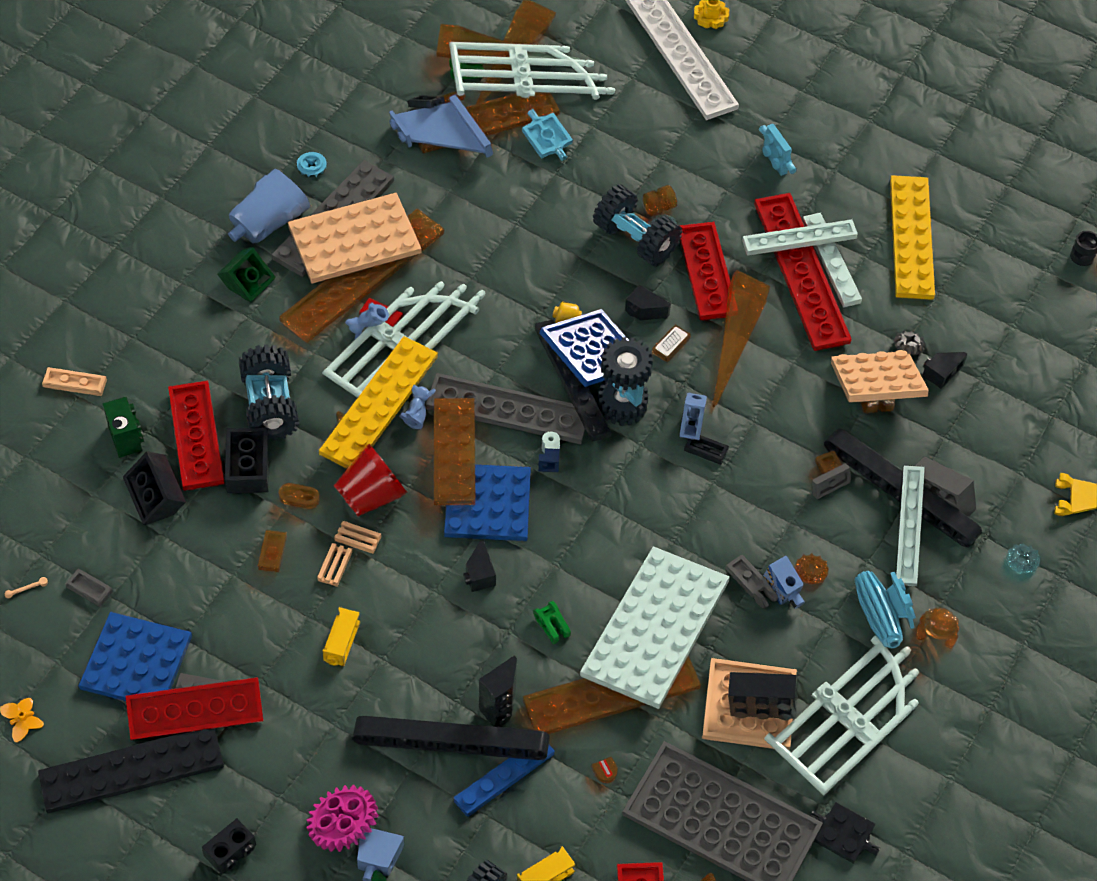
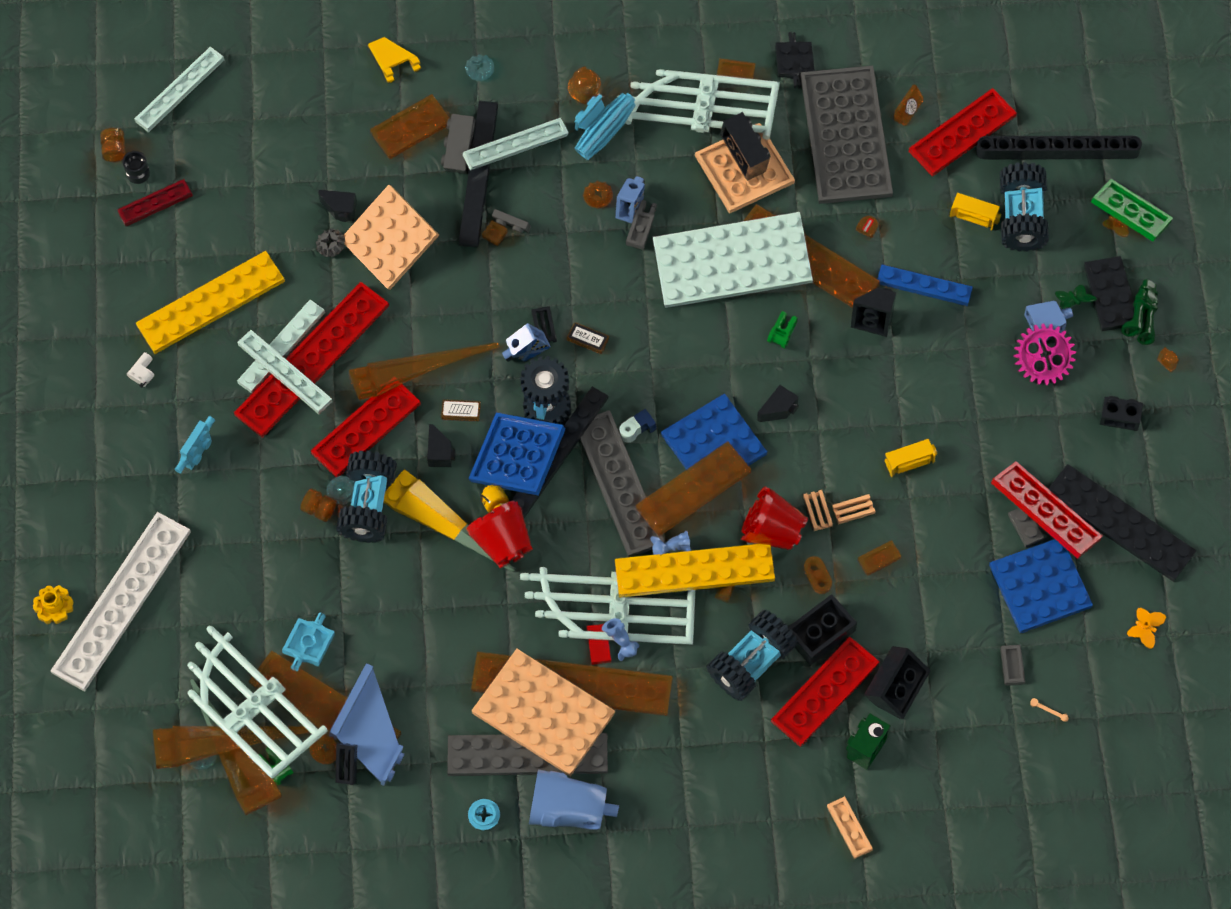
camera: 120 degrees left, 10 degrees up
(246, 274) = (644, 773): dark green slope -> none
(451, 737) = (930, 330): black beam -> none
(526, 291) = (502, 534): none -> red cone
(608, 267) = (421, 504): none -> yellow plate
(667, 471) = (587, 338): none -> tile
(867, 769) = (736, 69): none -> clear orange plate
(878, 158) = (139, 371): none -> white piece
(992, 465) = (410, 126): none -> clear orange plate
(1042, 250) = (154, 202): none -> dark red tile

